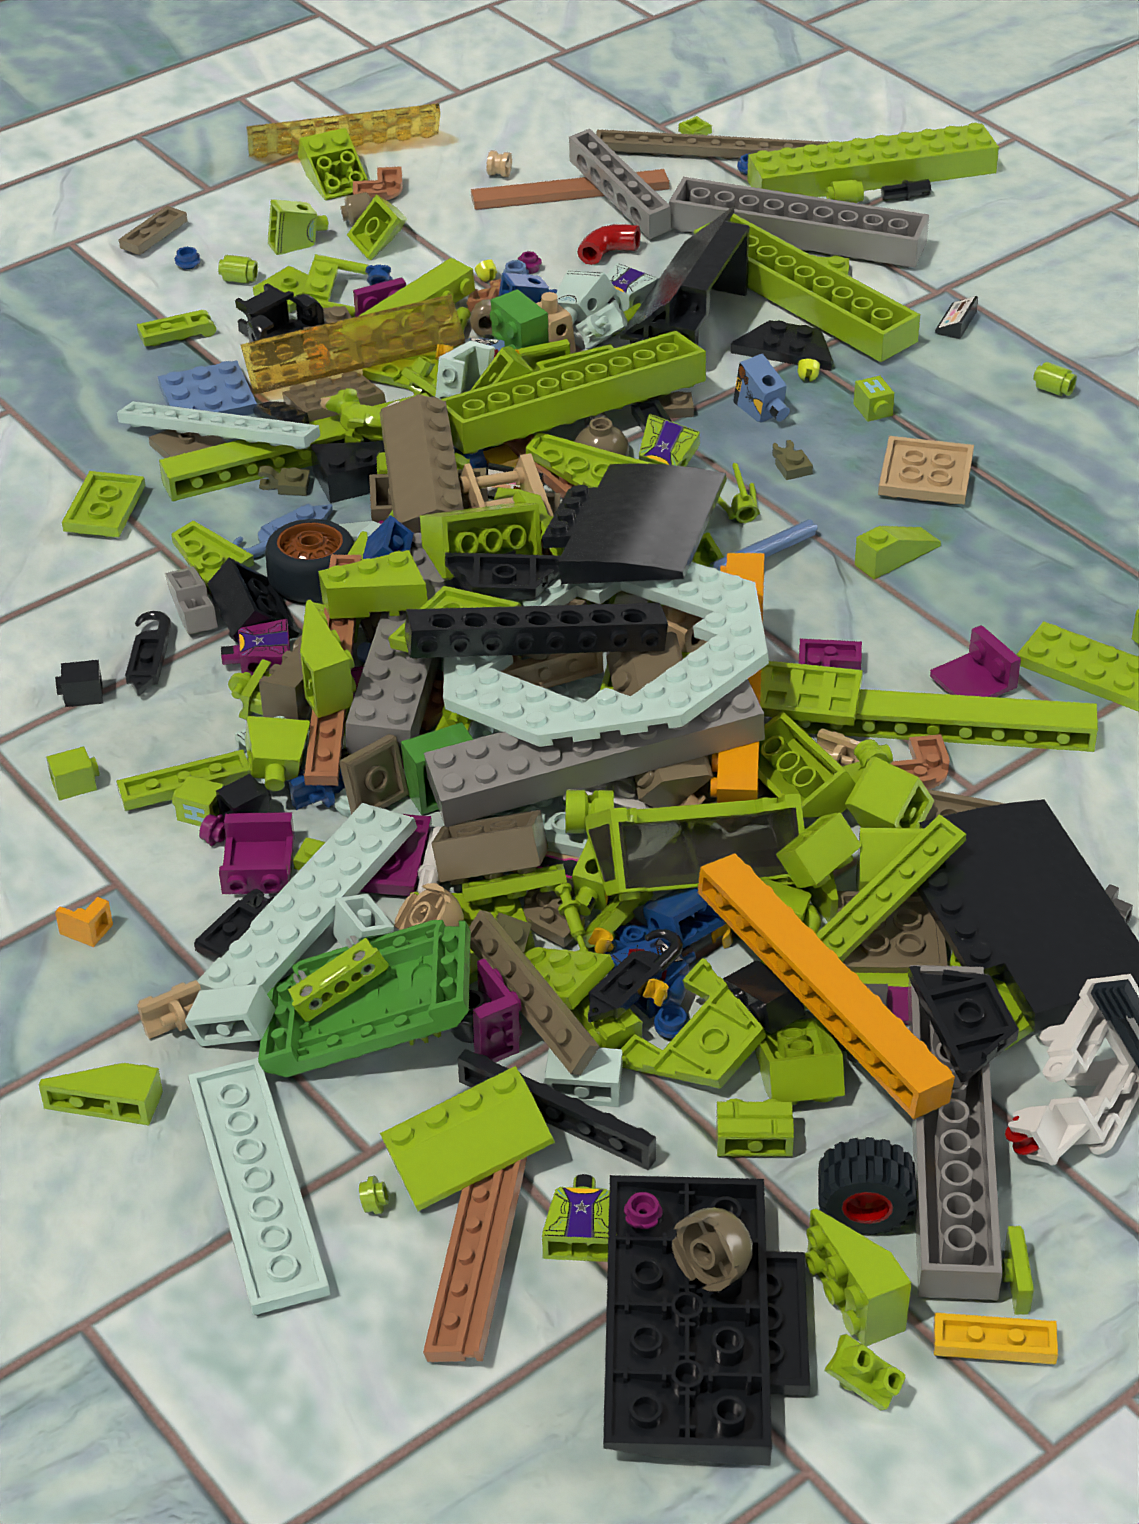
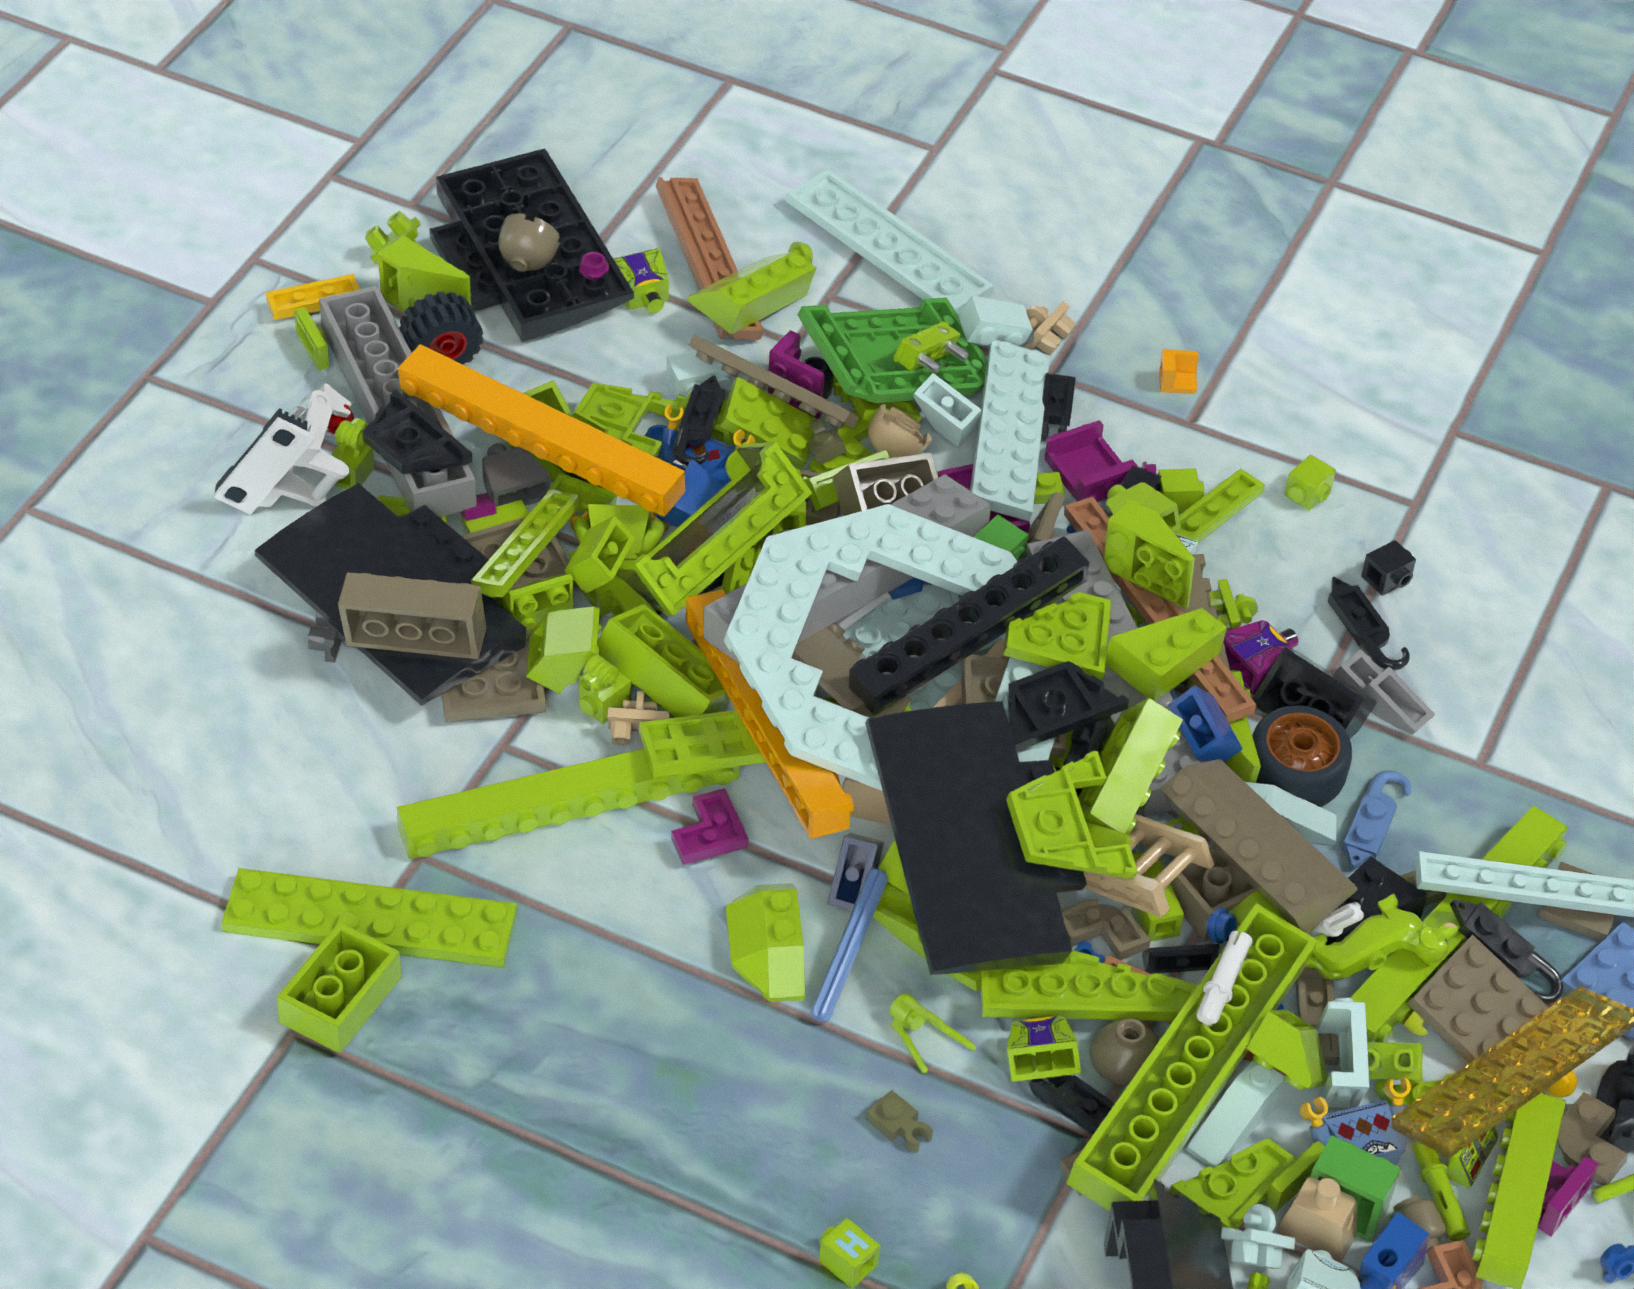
camera: 150 degrees right, 5 degrees up
(103, 504) = (1580, 780): lime plate -> none
(108, 1092) = (1040, 261): lime slope -> none
(207, 550) = (1406, 752): lime wing -> none
(482, 459) = (1220, 925): none -> blue plate
(521, 389) = (1219, 988): none -> white axle
(568, 493) = (1054, 826): none -> lime wing
(570, 1114) = (673, 340): black plate -> none
(754, 1128) = (557, 365): lime brick -> none
(760, 390) = (989, 1193): medium blue torso -> none
(818, 582) = (768, 941): none -> lime wedge
(891, 547) = (709, 1010): lime slope -> none
(926, 470) = (729, 1152): tan plate -> none
(928, 760) = (554, 733): nougat plate -> none
(985, 671) = (547, 861): magenta bracket -> none
(1023, 1082) = (353, 452): none -> lime brick
(1037, 819) = (412, 615): none -> dark tan brick

